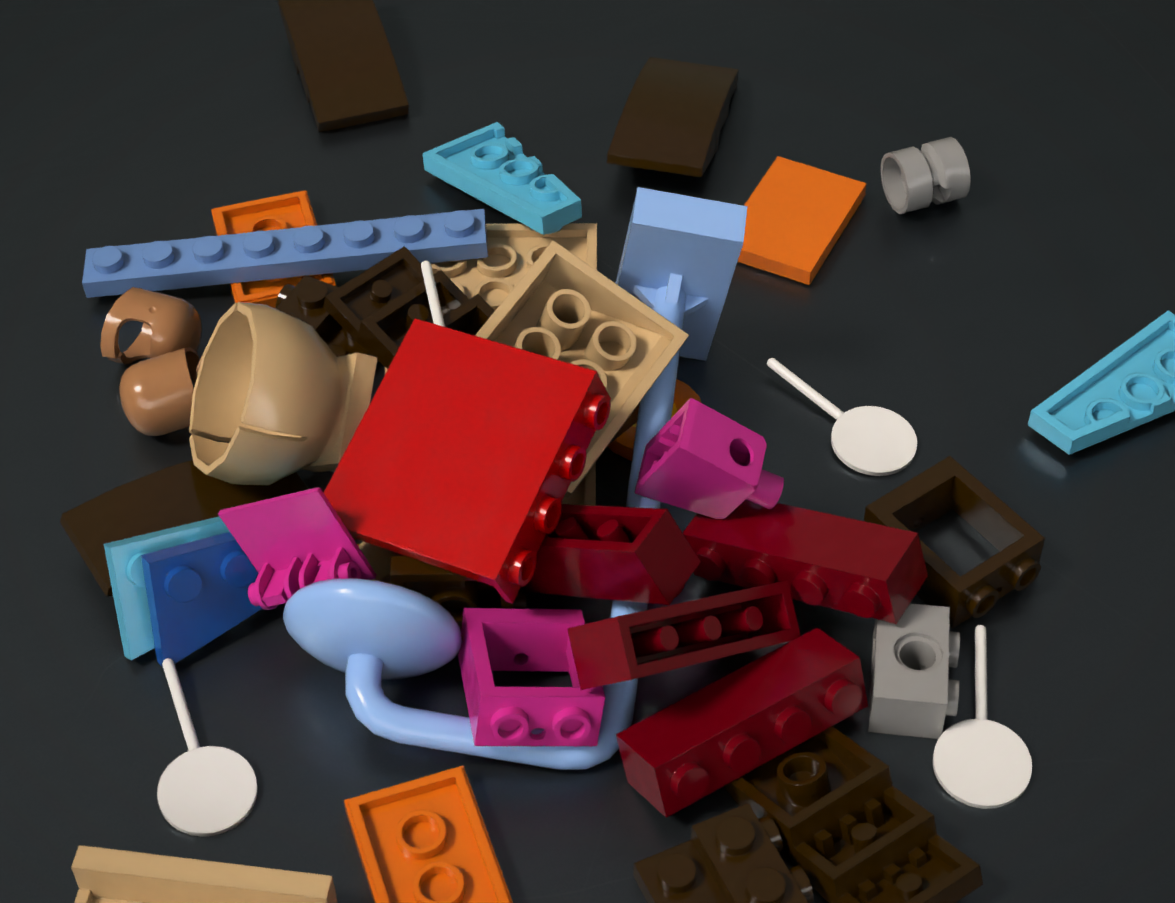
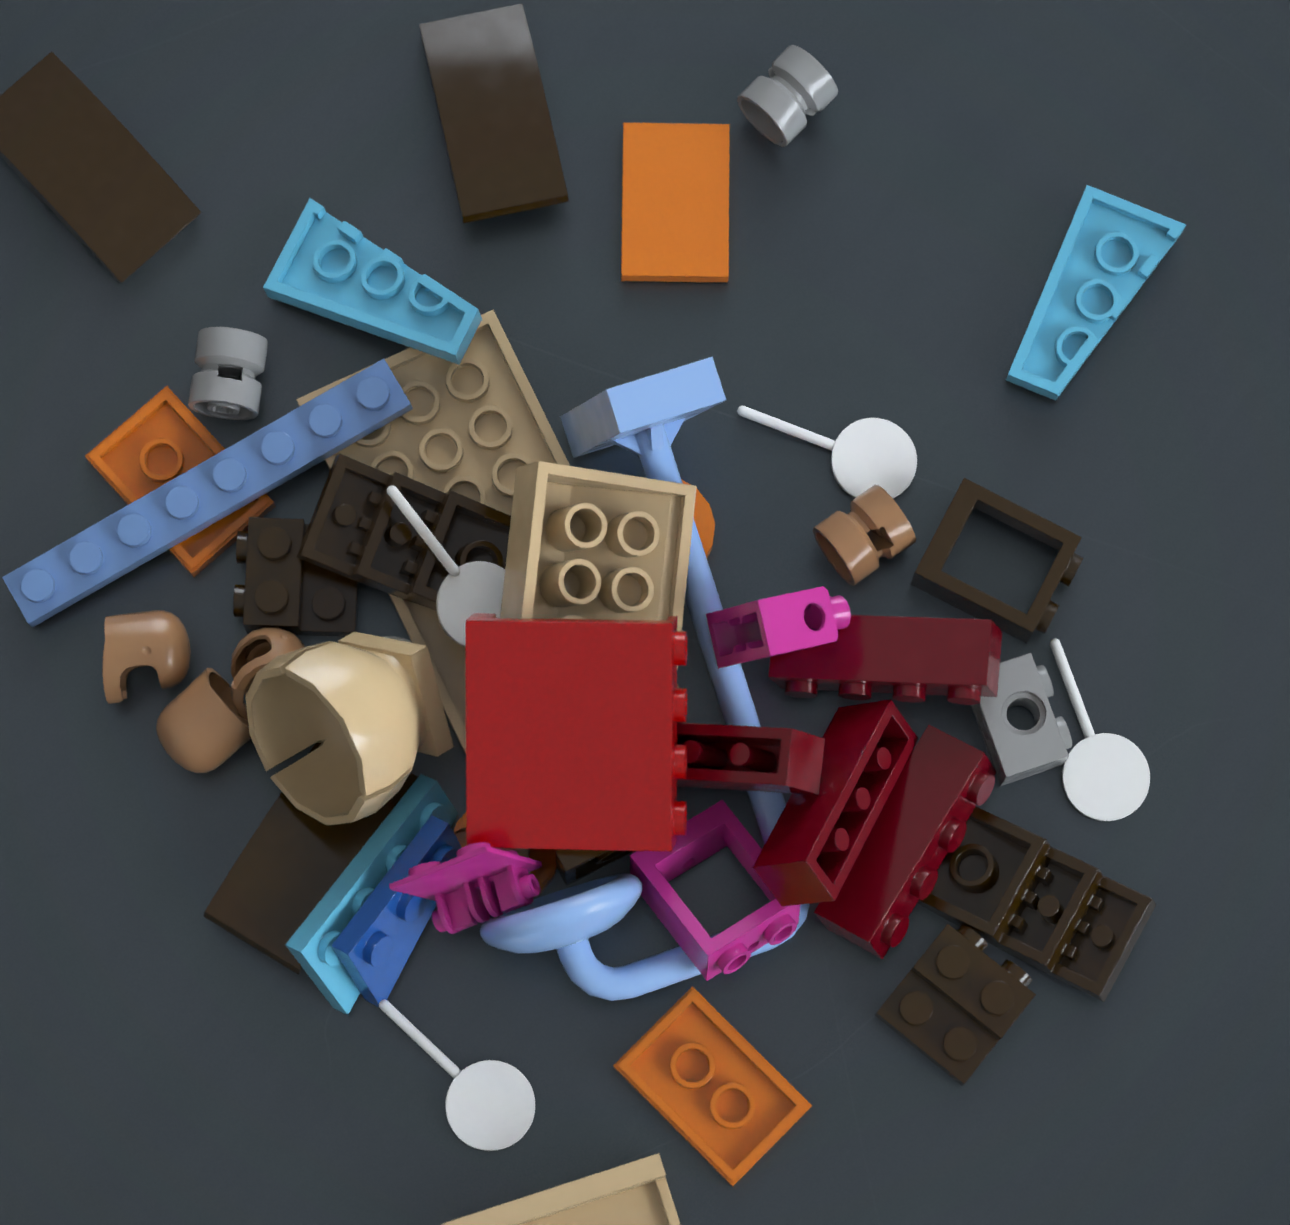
camera: 30 degrees left, 30 degrees up
(357, 188) = (231, 356): none -> light grey wheel
(815, 479) = (869, 531): none -> medium nougat wheel

